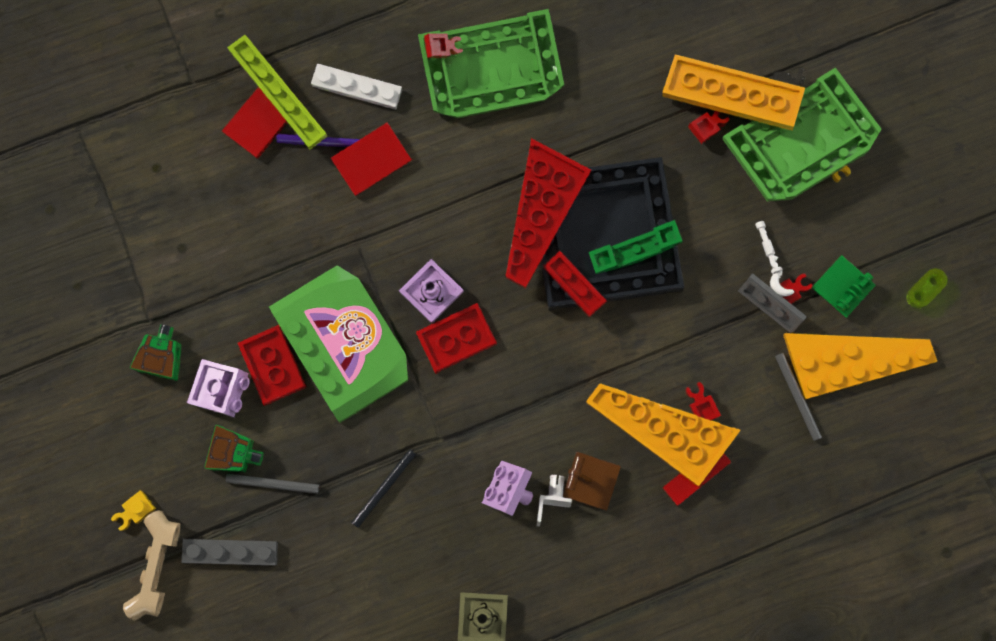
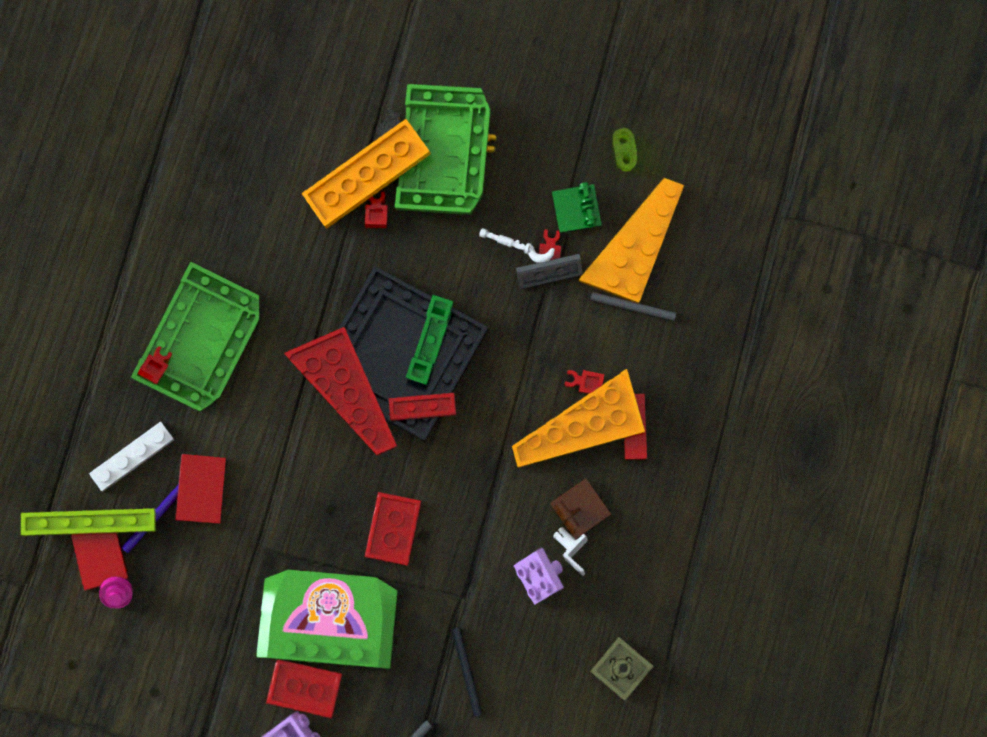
camera: 55 degrees left, 0 degrees up
(237, 156) = (115, 592): none -> dark pink plate
(429, 276) = (352, 507): lavender plate -> none

